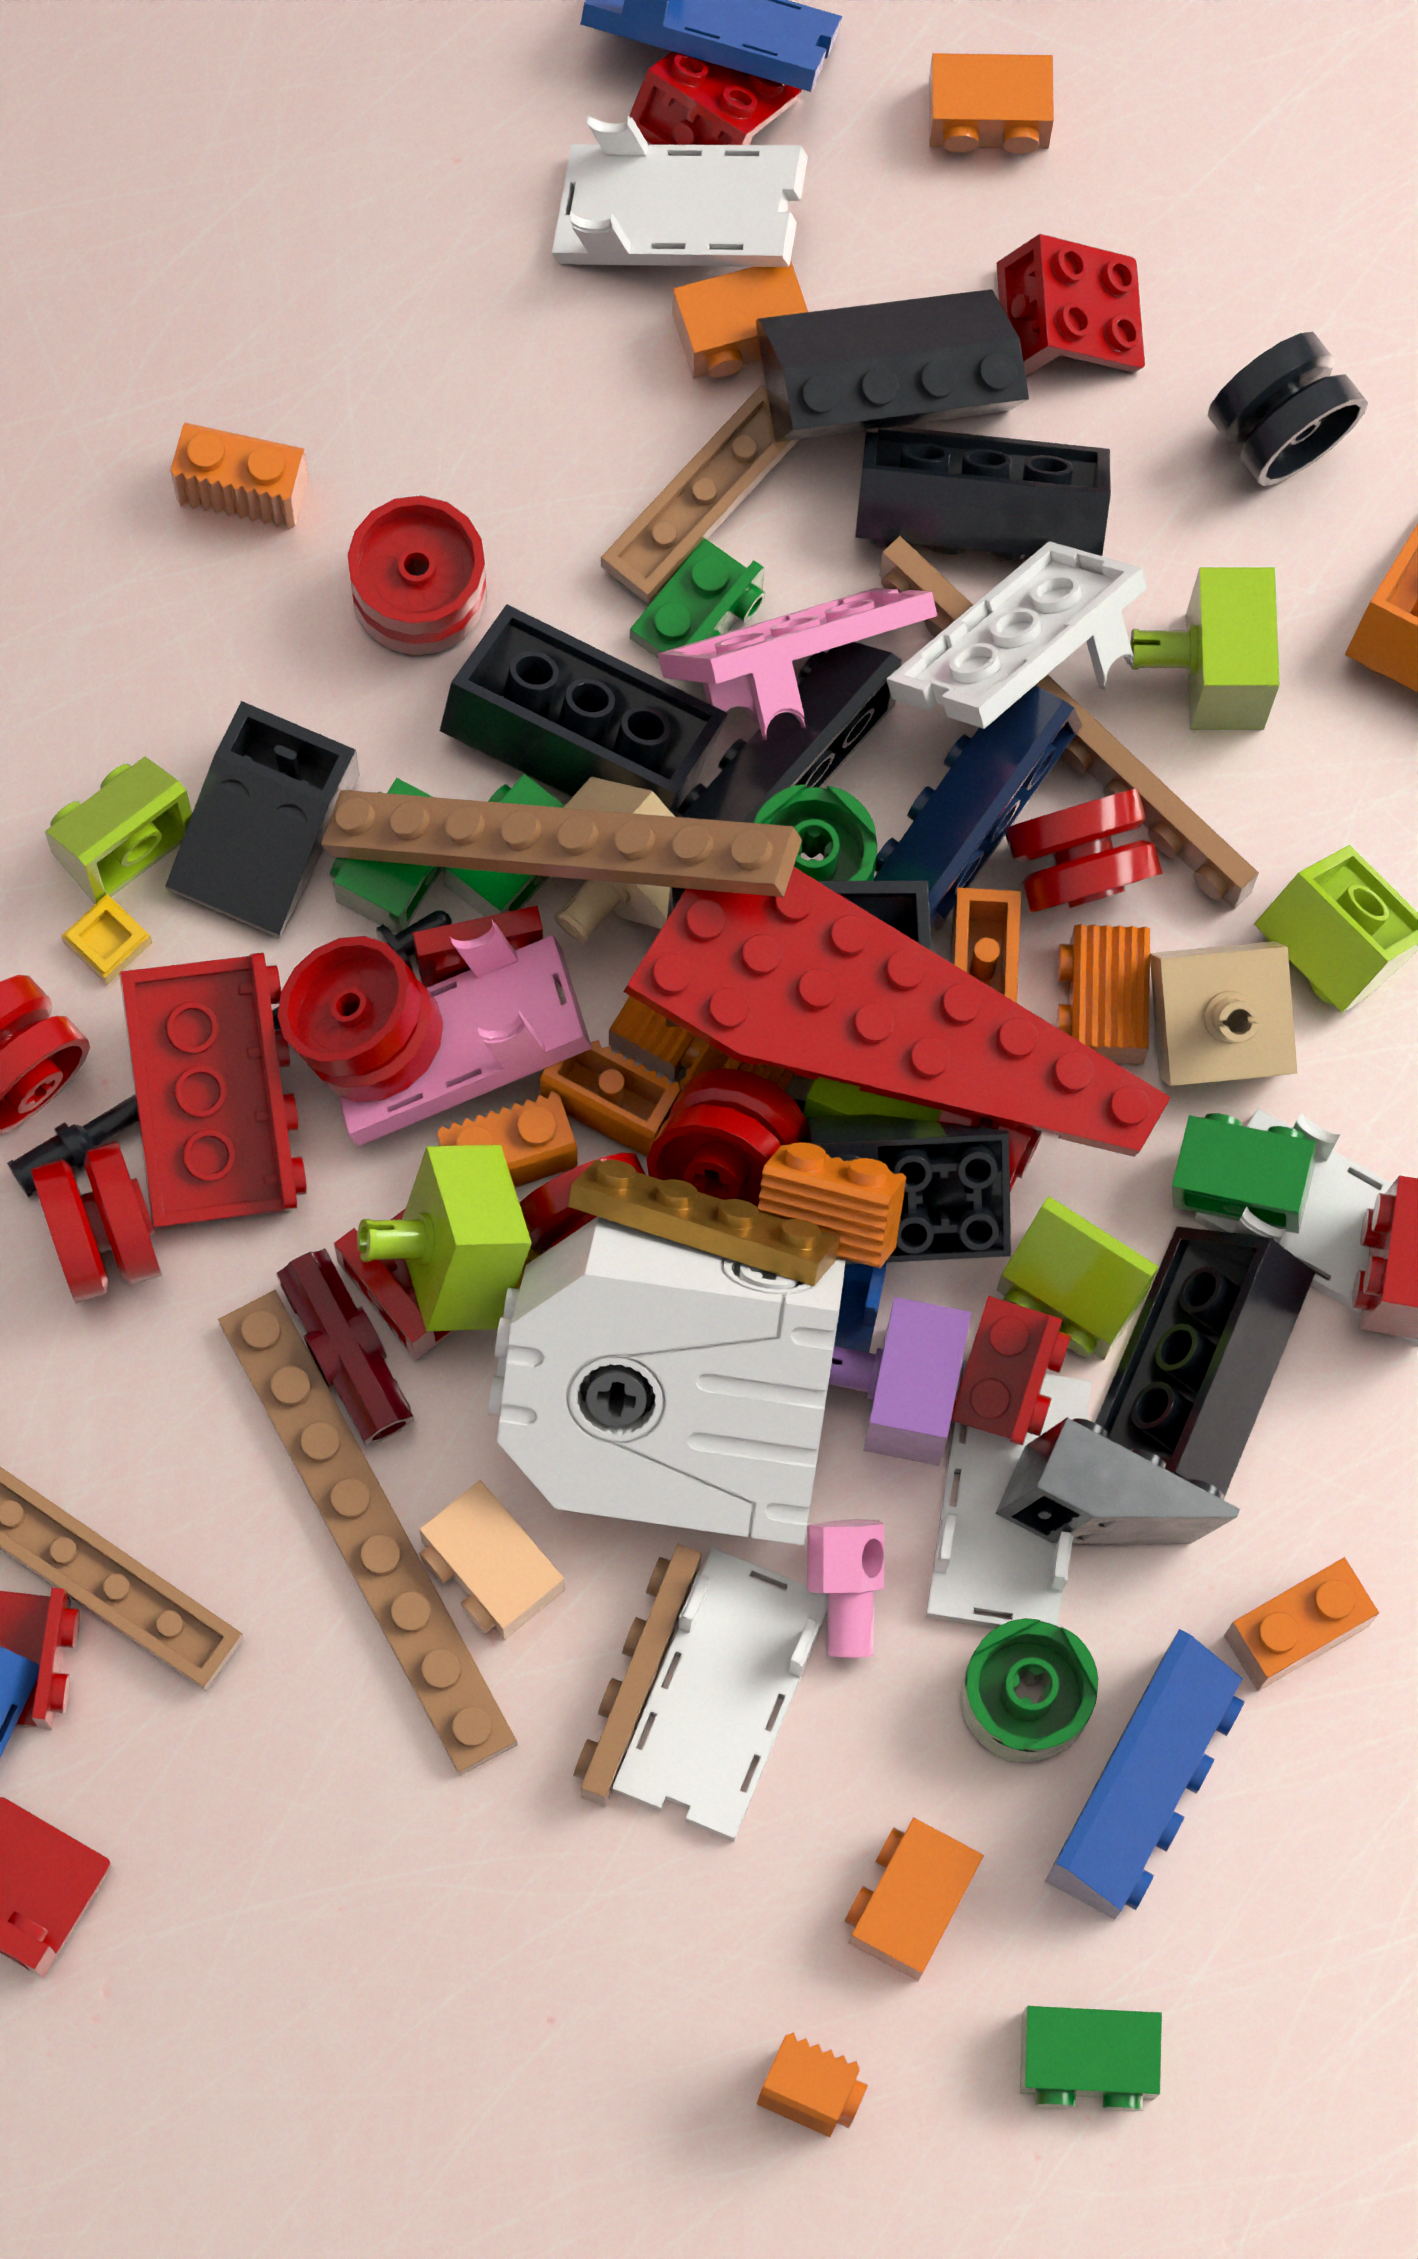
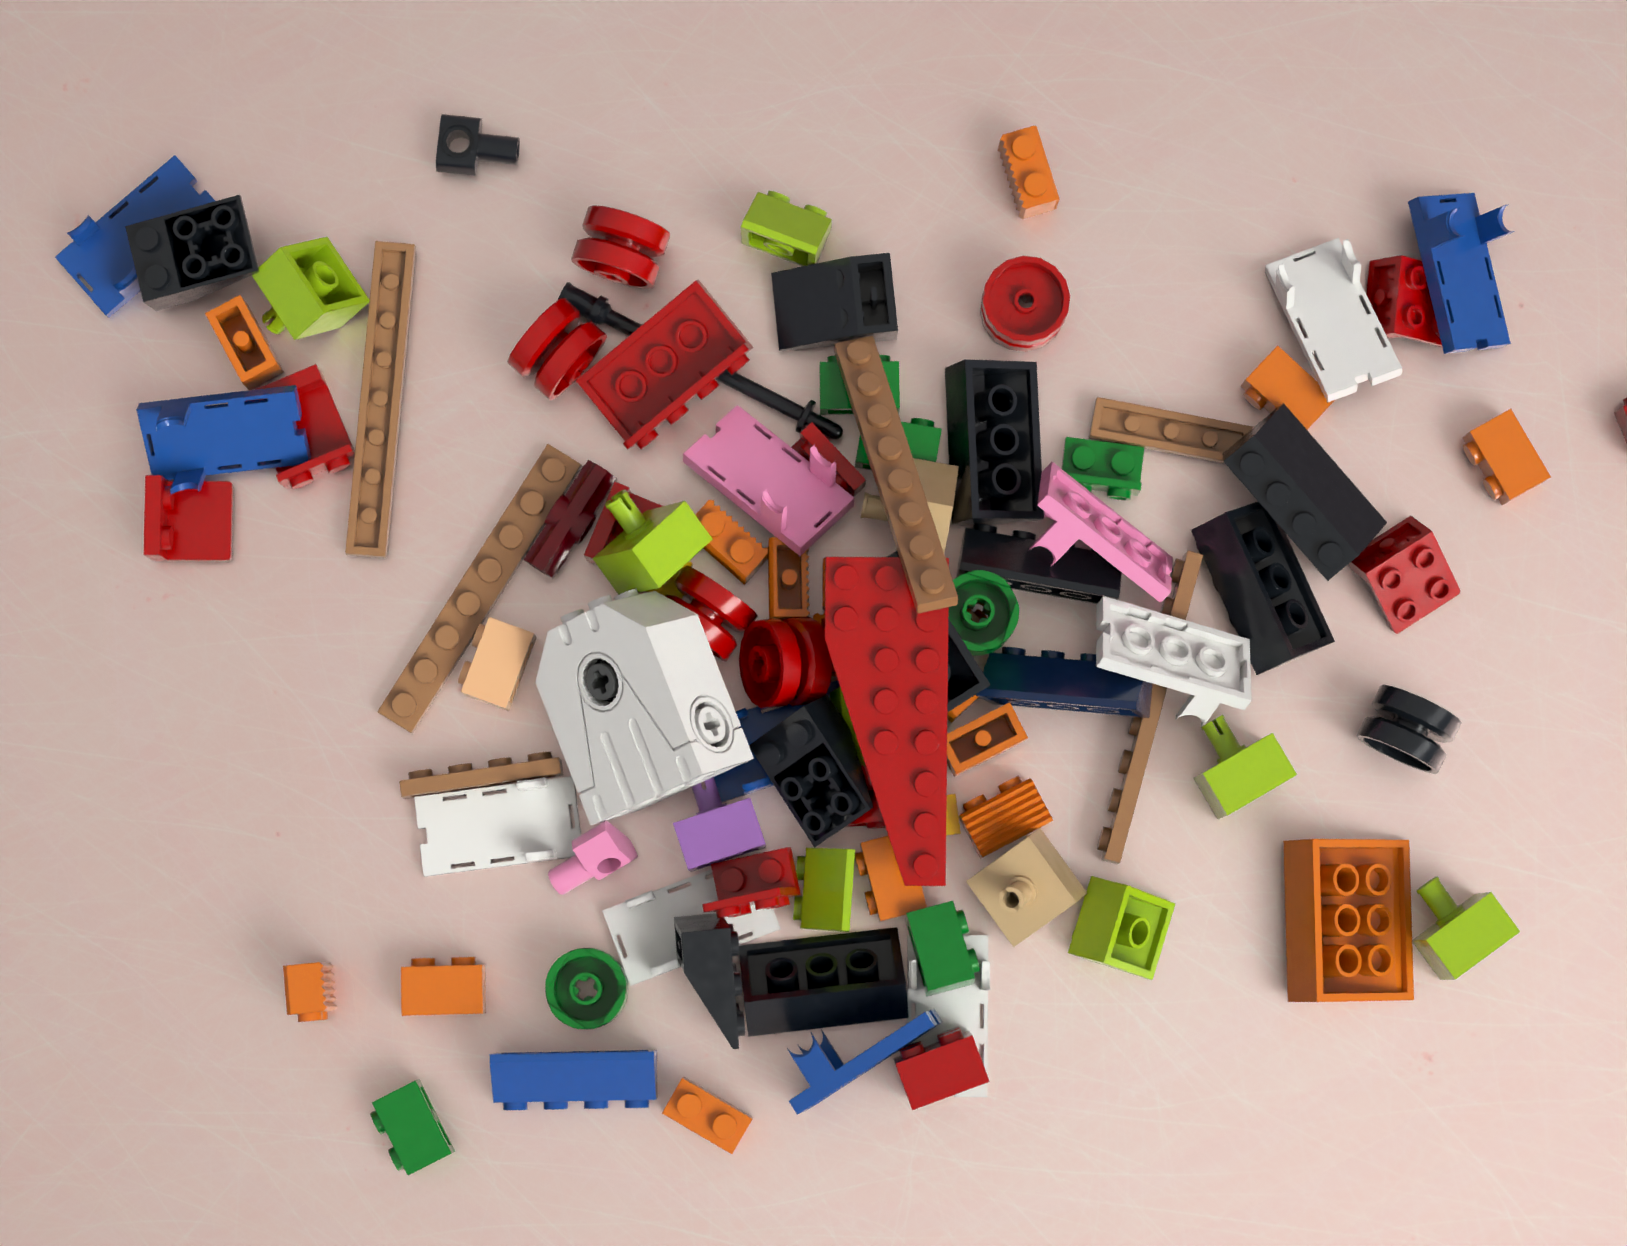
camera: 60 degrees right, 10 degrees up
(106, 939) = (725, 259): yellow tile -> none
(360, 1019) = (745, 422): red wheel -> none
(714, 1225) = (722, 673): pearl gold plate -> none
(843, 1198) = (773, 735): orange brick -> none
(1083, 852) = (1073, 759): red wheel -> none
(1109, 1189) = (888, 893): none -> orange brick
(1346, 1415) = (829, 1074): none -> blue piece

